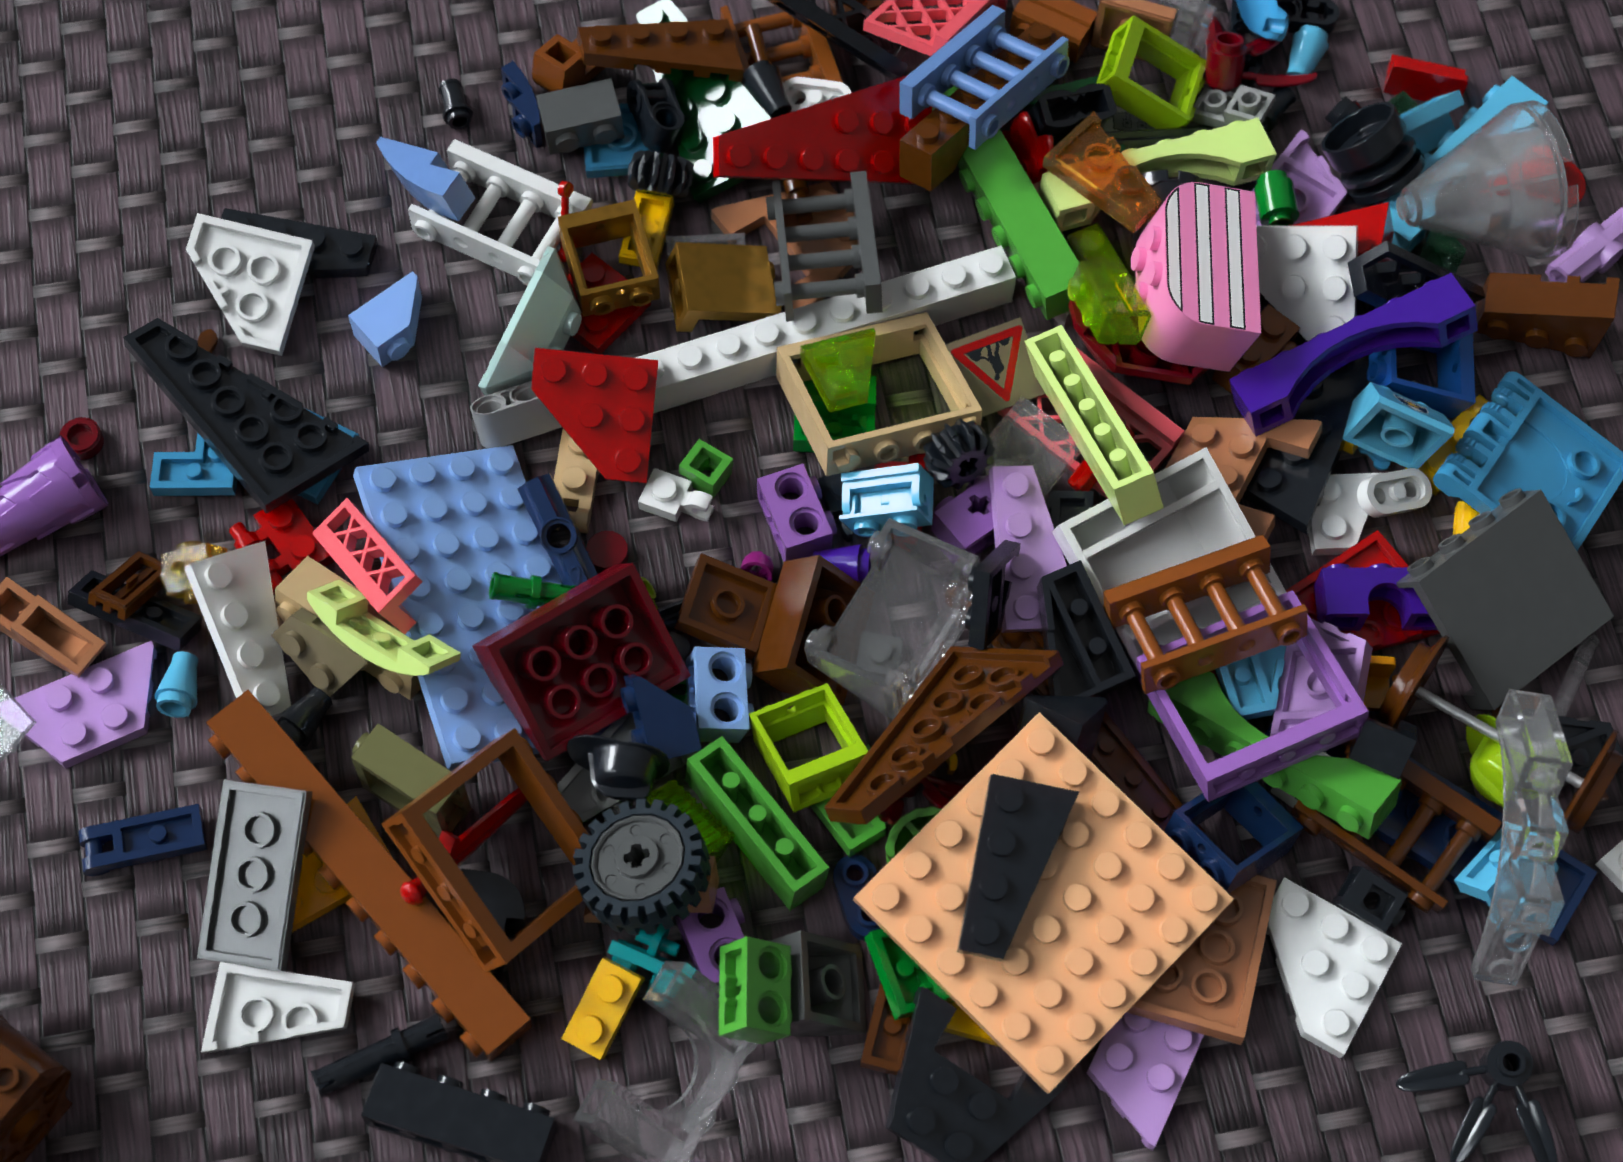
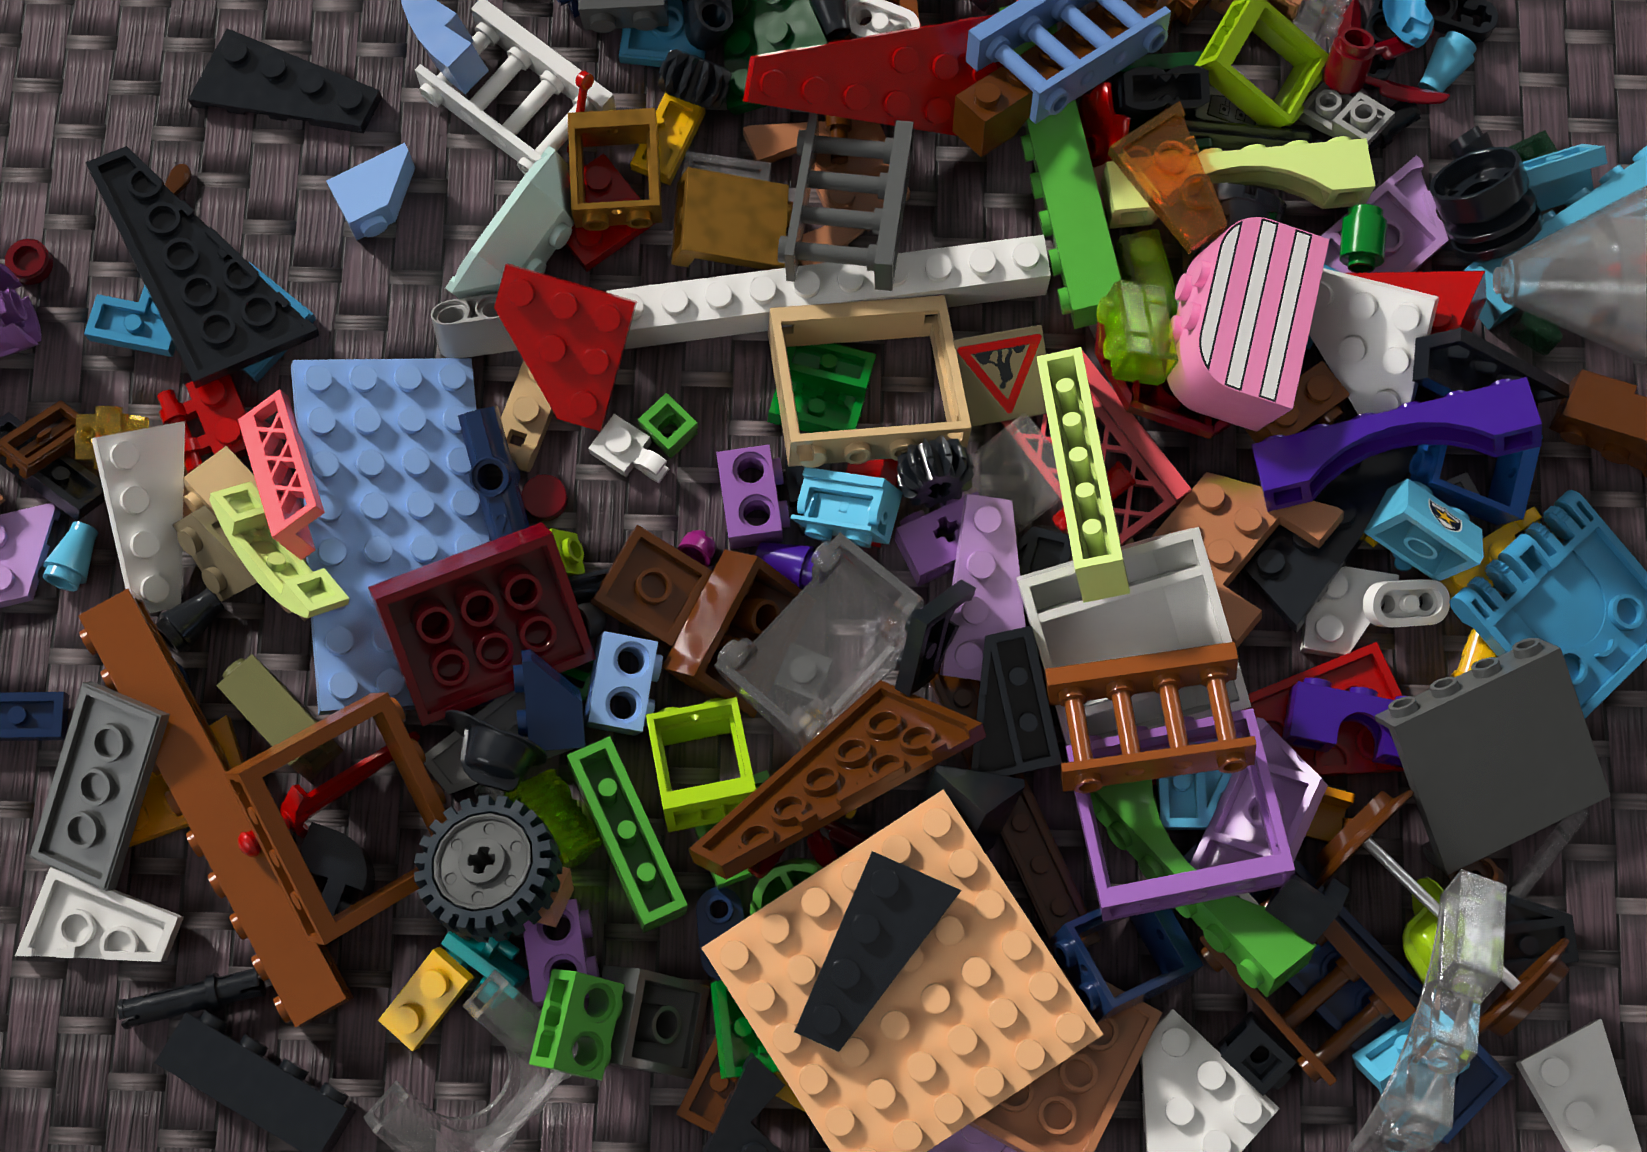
camera: 15 degrees right, 10 degrees up
(252, 277) = (236, 116): white plate -> none
(530, 591) = (443, 533): green pin -> none
(841, 368) = (832, 348): clear neon green wing -> none
(1422, 78) = (1573, 118): red panel -> none

